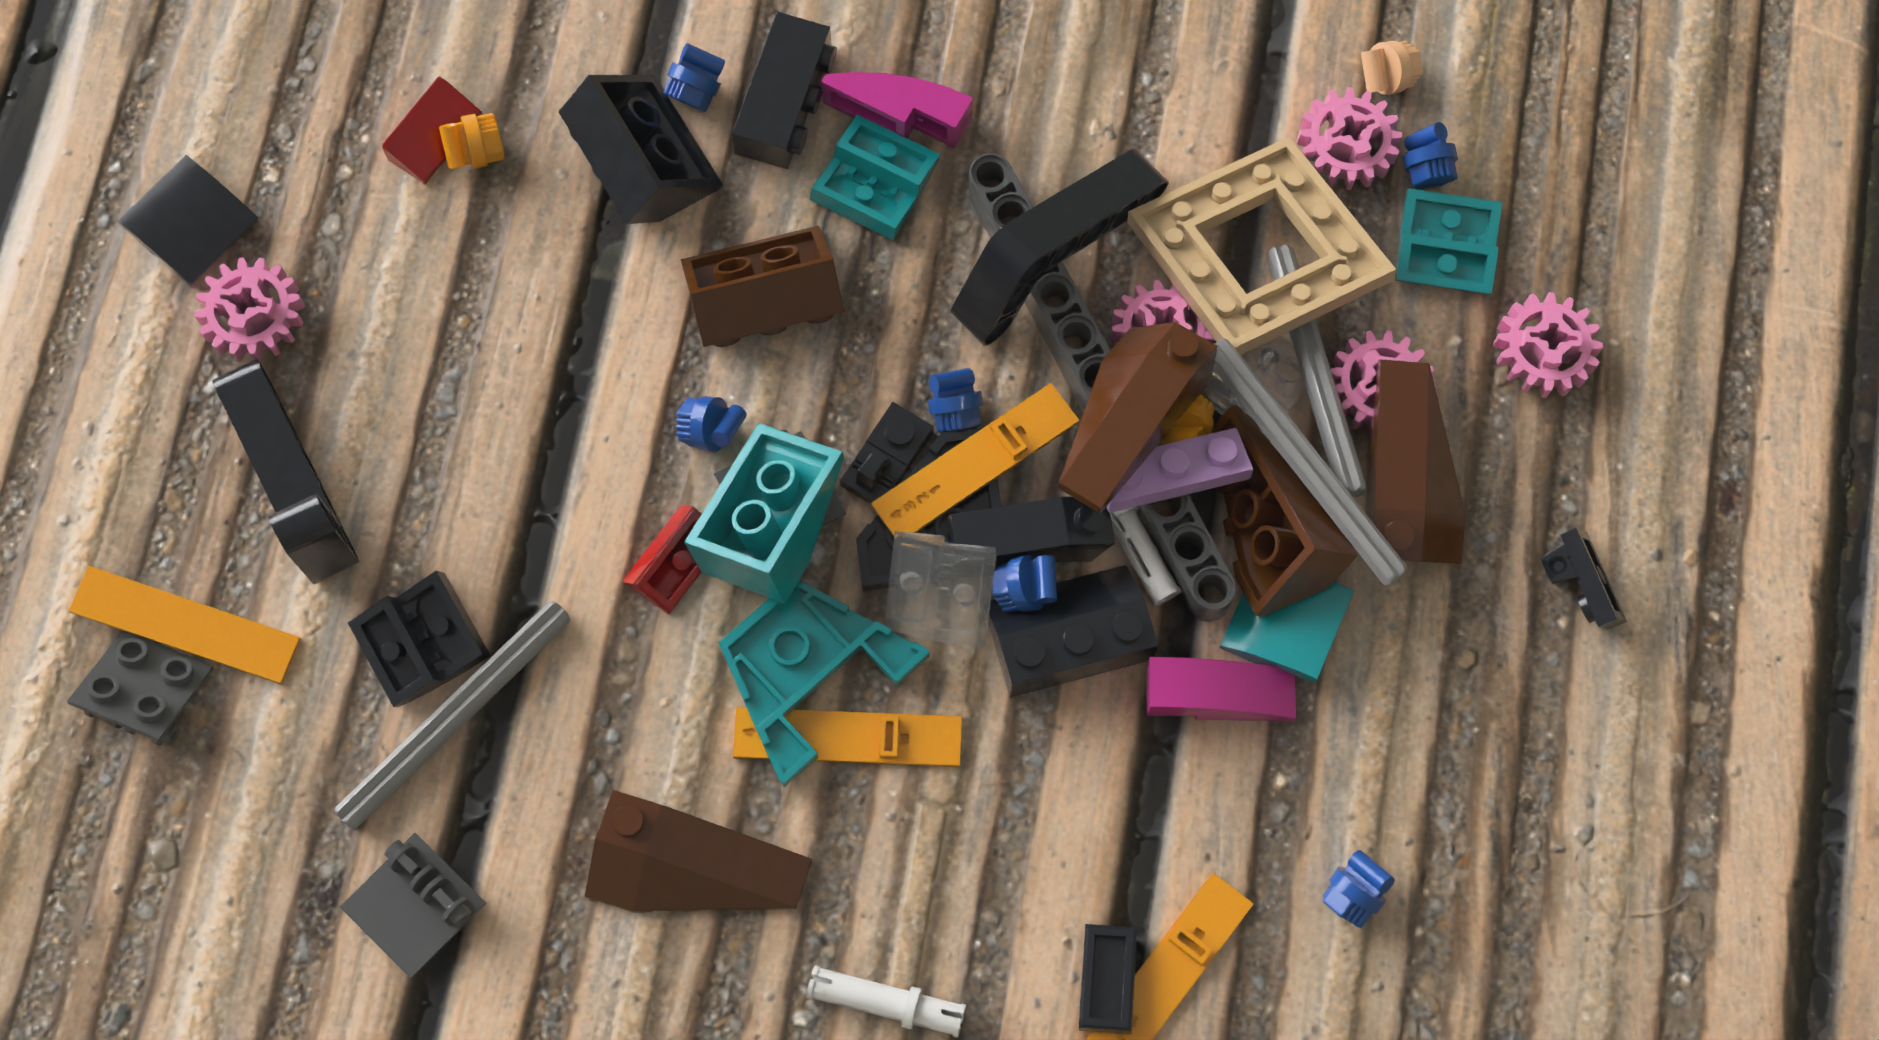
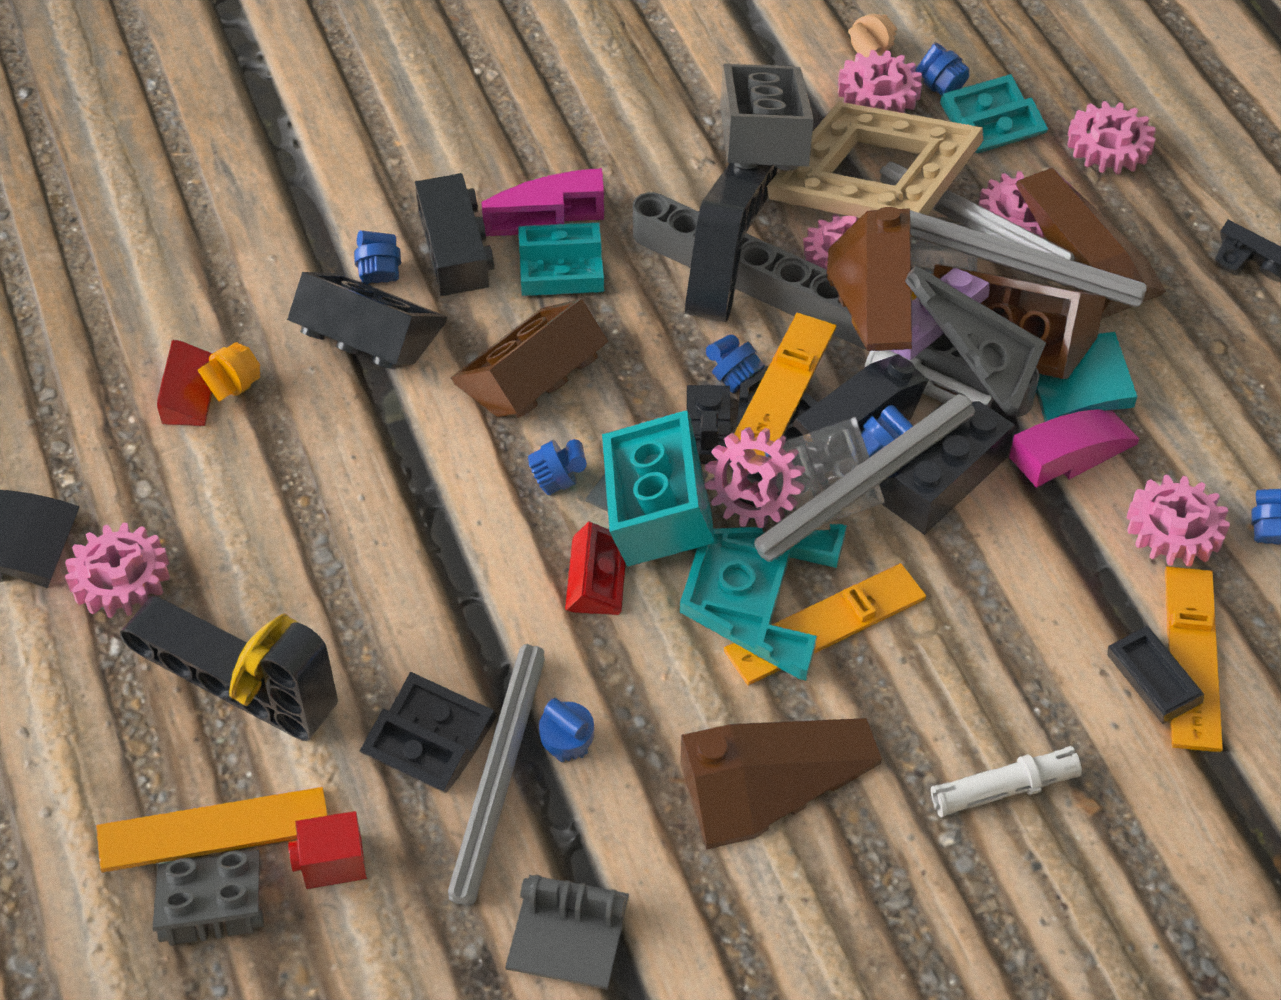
camera: 30 degrees left, 20 degrees down
(260, 708) = (328, 850): none -> red brick
(284, 494) = (248, 671): none -> yellow dish
(532, 712) = (566, 729): none -> blue piece
(862, 559) = (761, 493): none -> bright pink gear
(970, 619) = (864, 478): none -> light grey axle
(1176, 127) = (765, 116): none -> dark grey brick
(1191, 547) = (990, 344): none -> dark grey wing
(1269, 849) = (1177, 520): none -> bright pink gear

